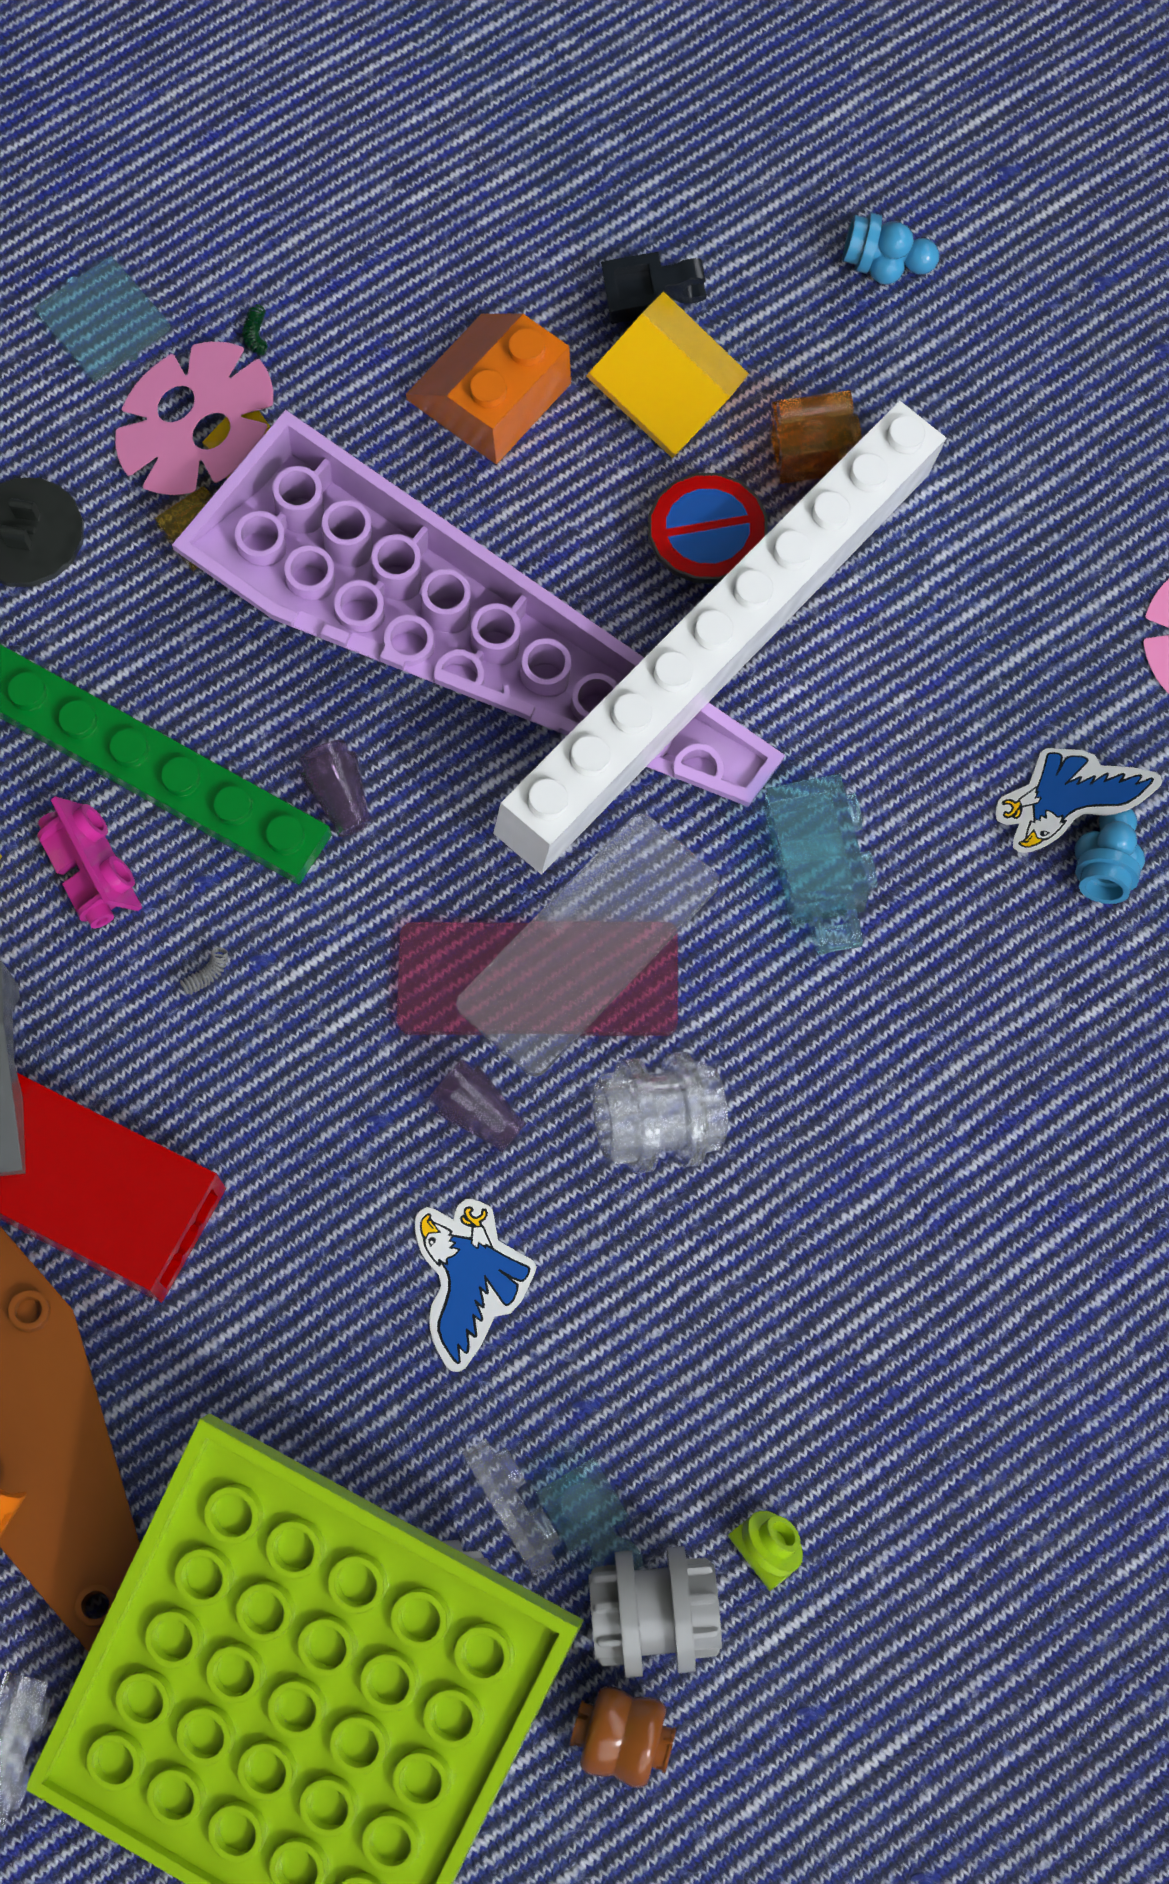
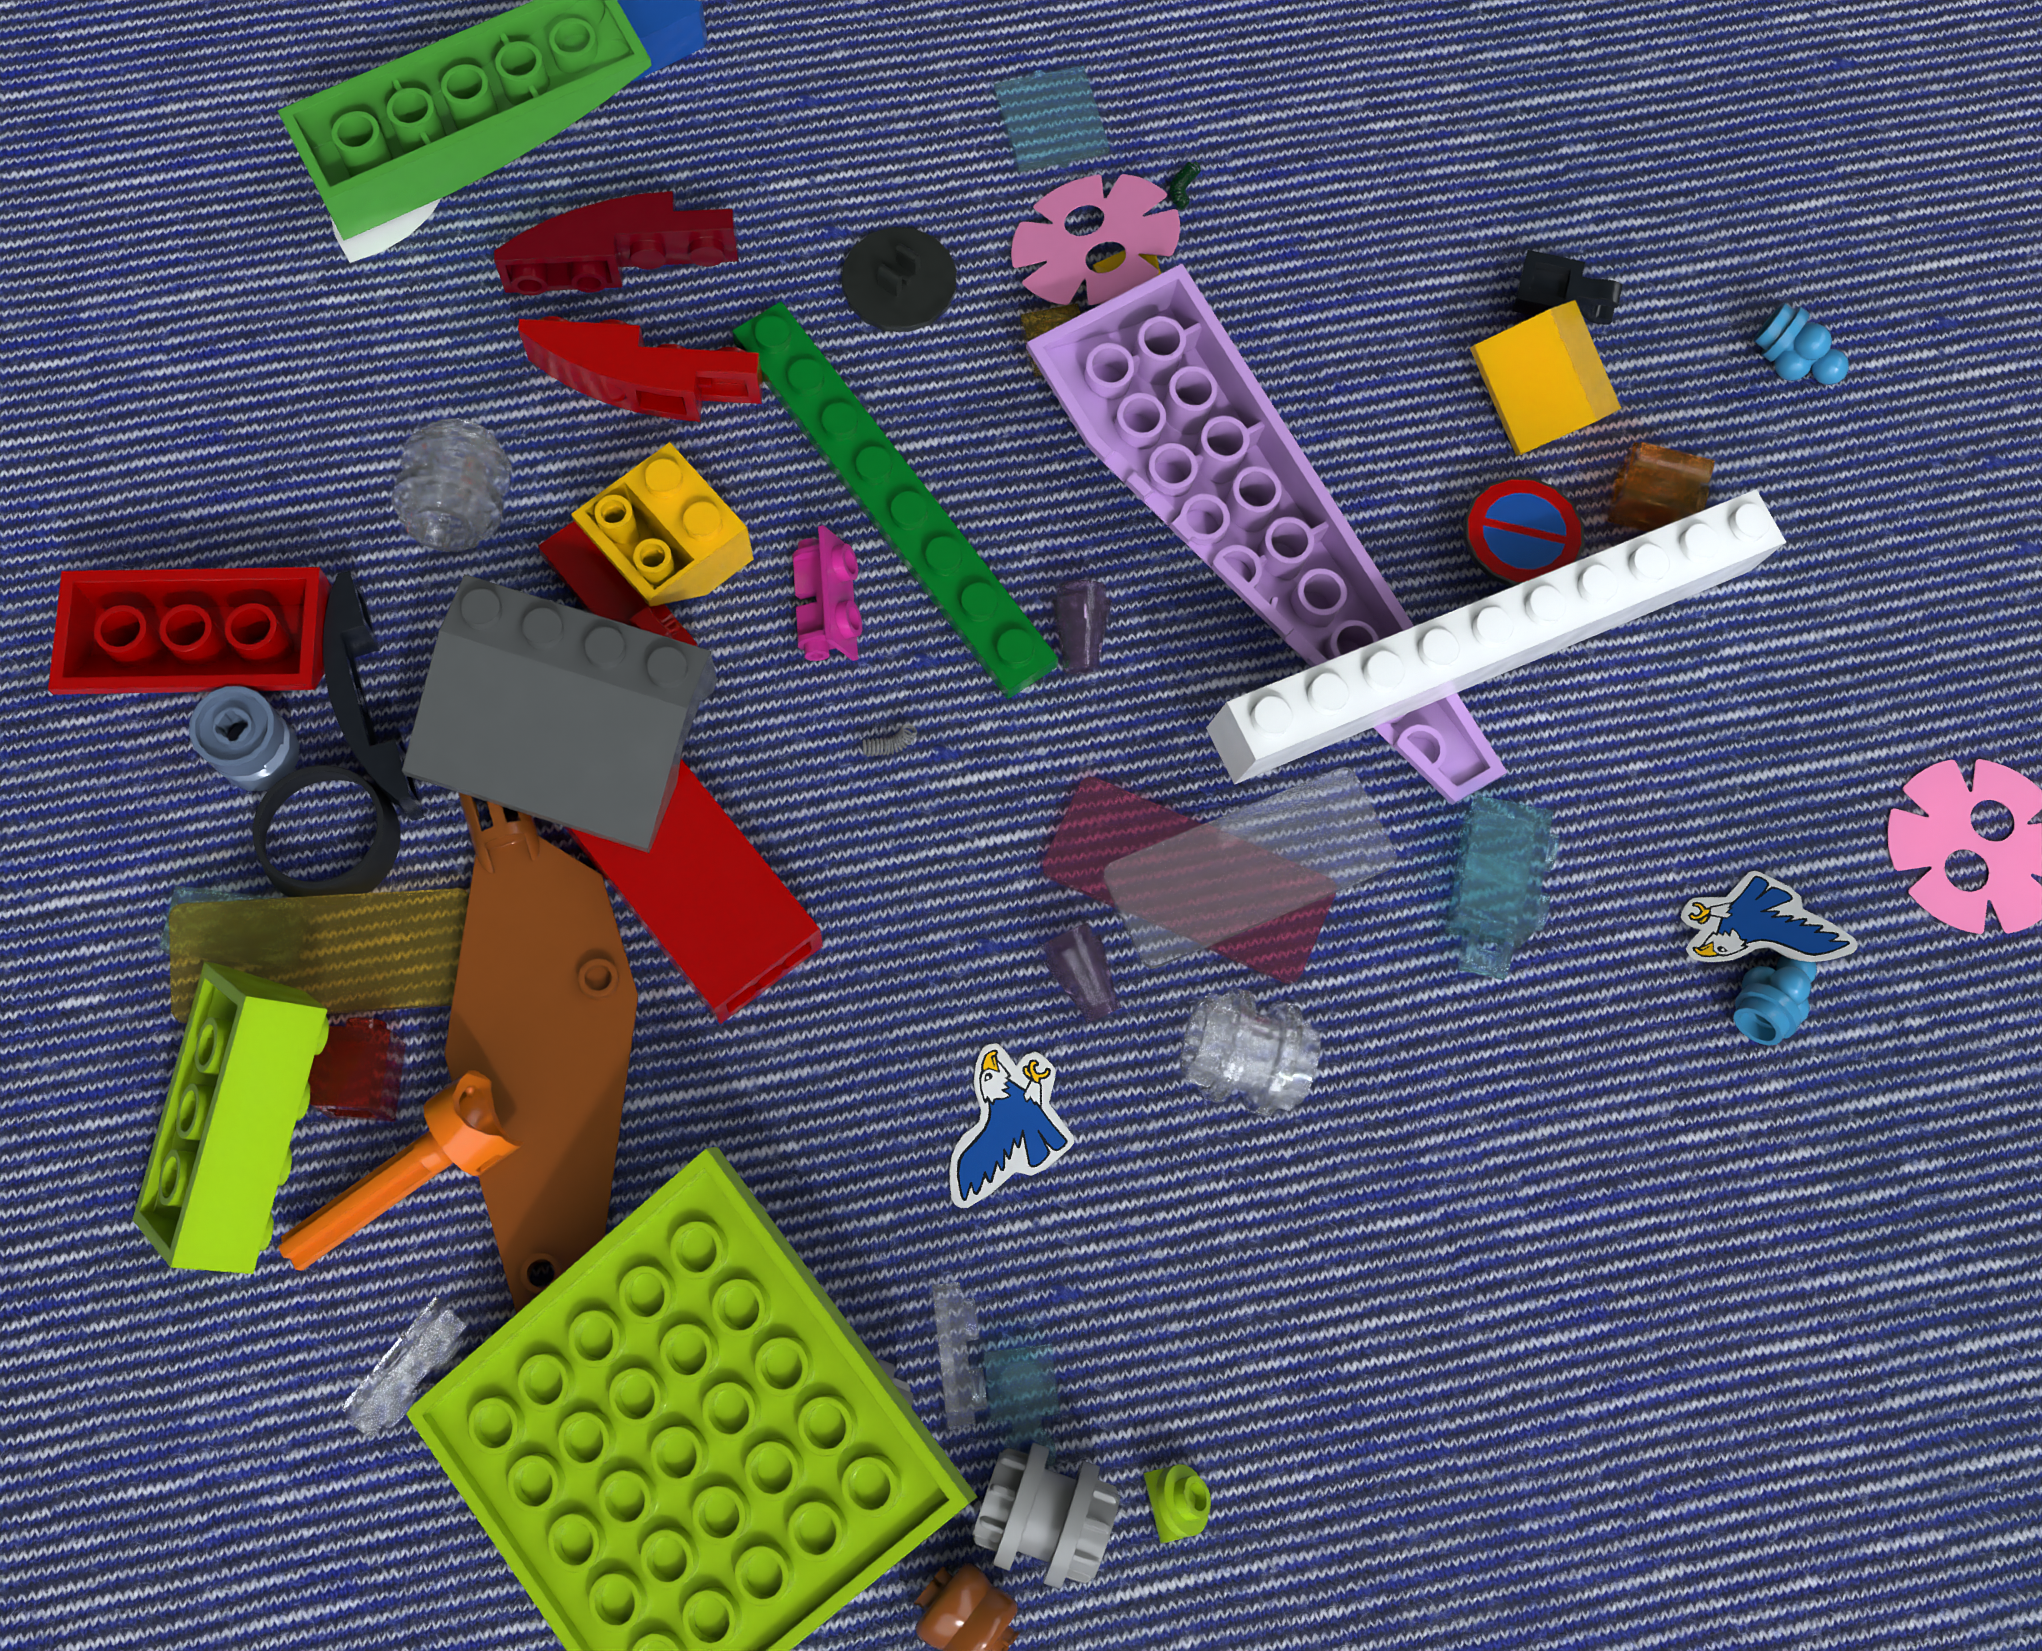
camera: 15 degrees right, 0 degrees up
(495, 382) = (1383, 319): orange slope -> none

